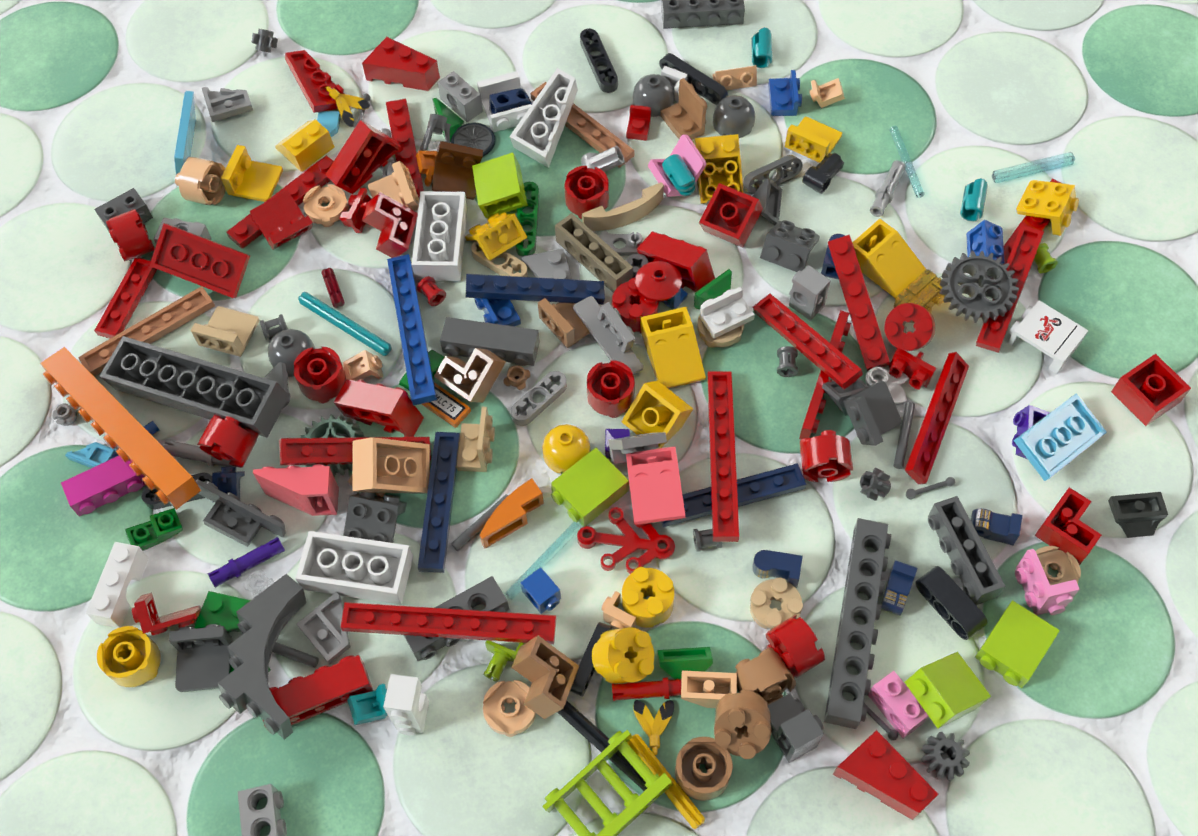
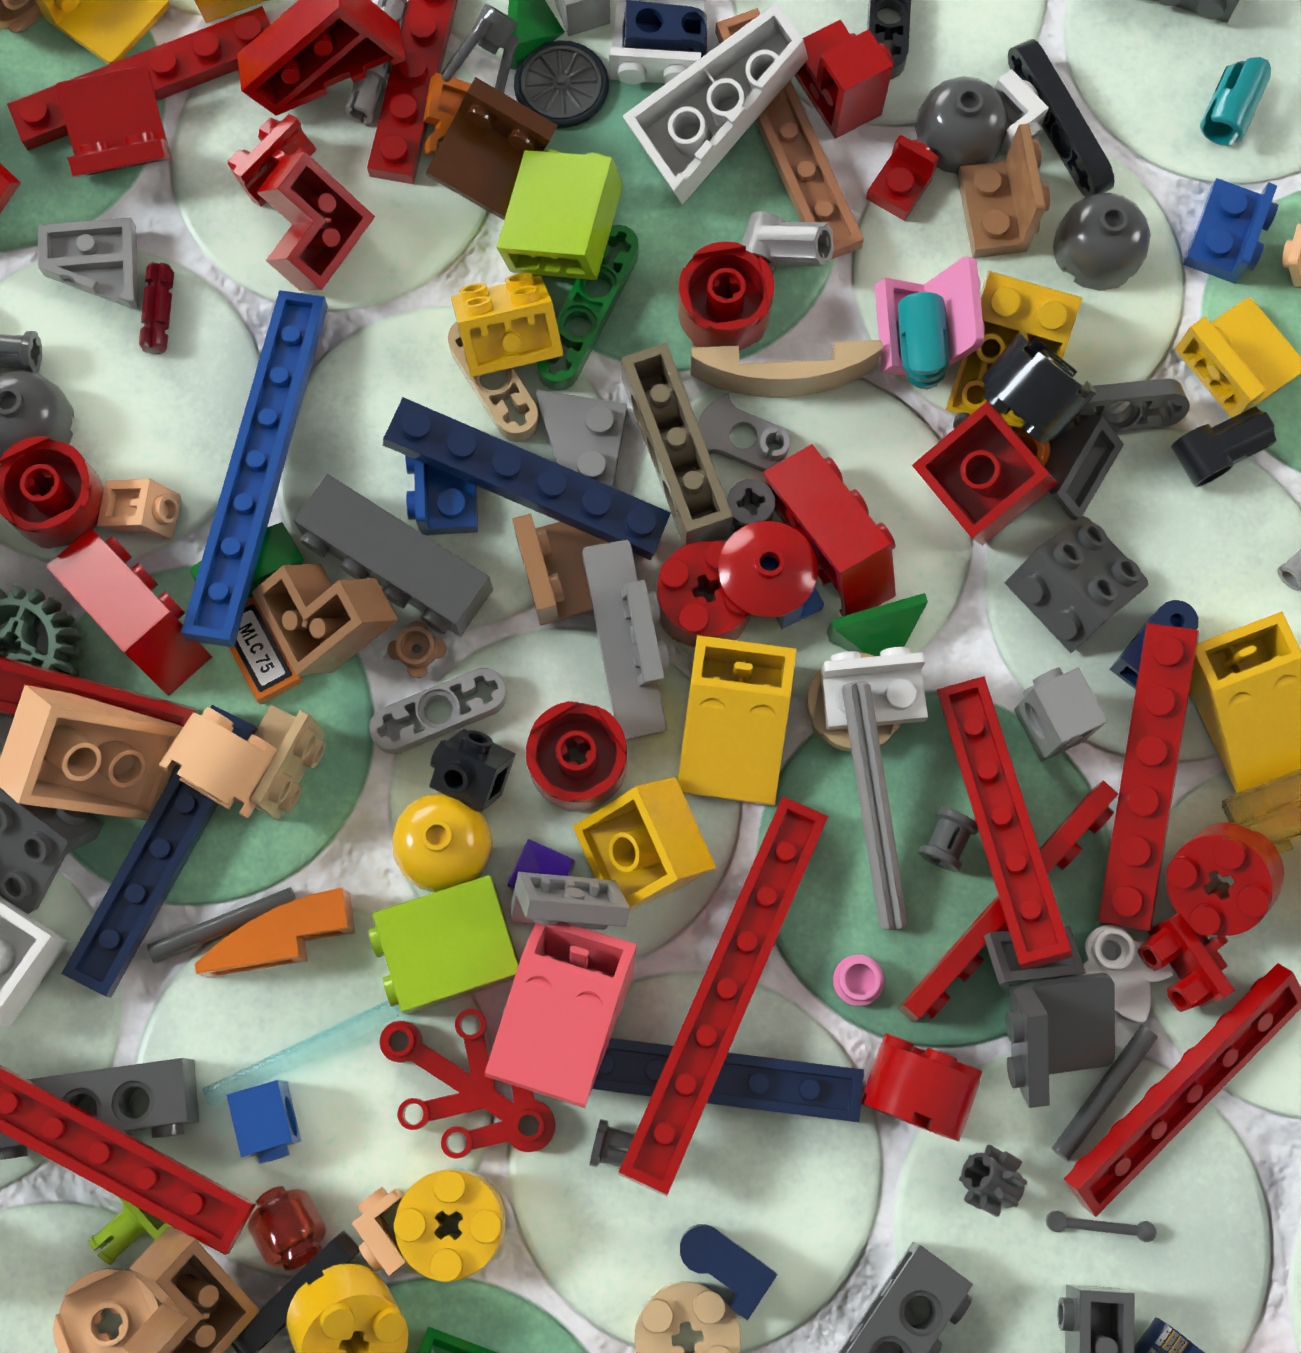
camera: 20 degrees right, 15 degrees up
(294, 277) = (92, 257): none -> light grey wing
(330, 213) = (214, 142): light nougat plate -> none
(345, 323) = (146, 396): teal axle -> none
(397, 186) = (356, 147): light nougat bracket -> none
(431, 291) = (336, 409): red bush -> none
(440, 236) = (397, 282): white brick -> none
(454, 443) = (219, 760): none -> light nougat brick
(573, 407) = (471, 769): none -> black brick
(573, 631) = (286, 1228): none -> clear red head
(597, 93) = (845, 76): none -> red brick
(736, 171) = (1036, 387): none -> black brick
(737, 77) = (1149, 151): light nougat hinge -> none
(749, 357) = (874, 805): none -> light grey axle
(777, 432) = (858, 980): none -> bright pink plate

